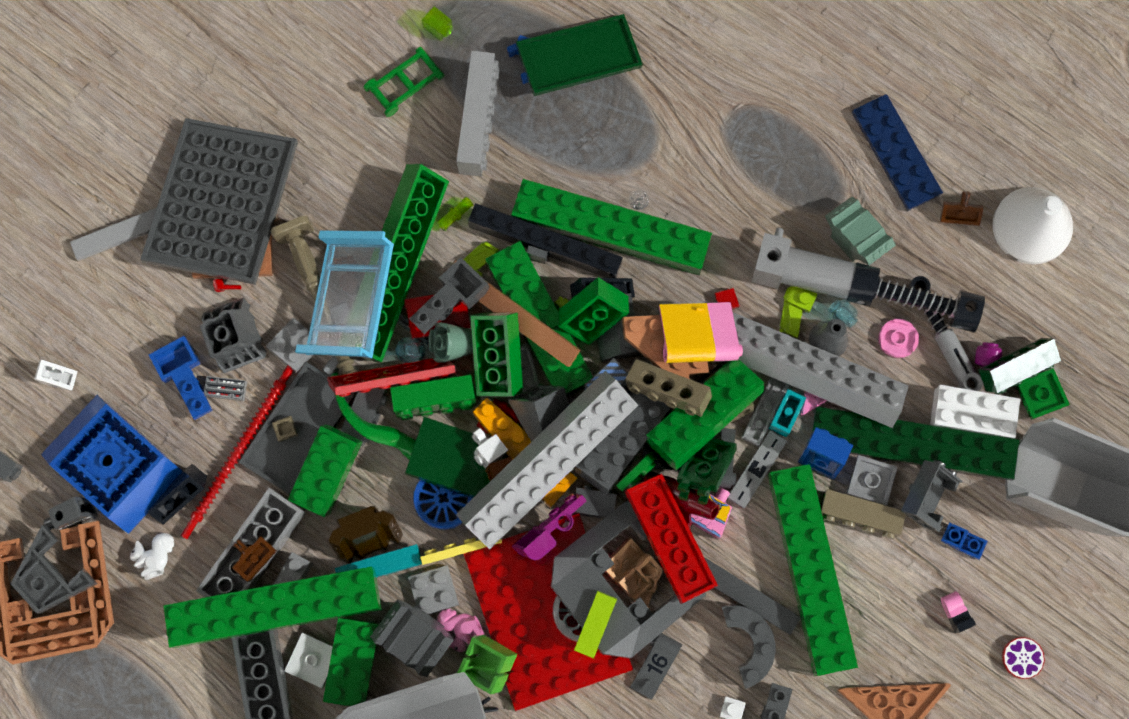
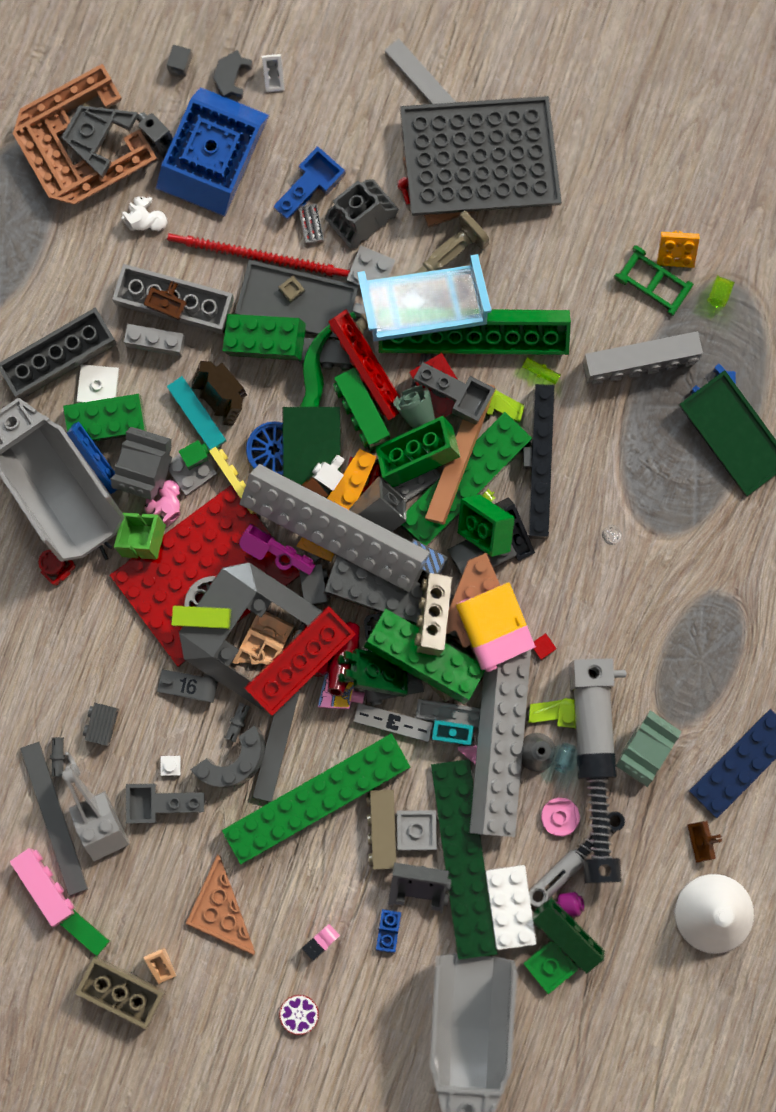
camera: 75 degrees right, 5 degrees up
(37, 422) = (227, 74): none -> dark grey piece
(178, 494) = (203, 218): black slope -> none
(272, 607) = (128, 334): green brick -> none
(380, 43) = (677, 245): none -> light orange plate
(385, 686) = (92, 455): none -> blue tile
(410, 350) = (398, 374): clear light blue head -> none
(421, 580) = (194, 454): none -> green brick
(612, 227) = (576, 517): green brick -> none
(633, 477) = (351, 613): green plate -> none
(709, 626) = (237, 722): none -> dark grey pin
(825, 453) = (426, 778): blue slope -> none

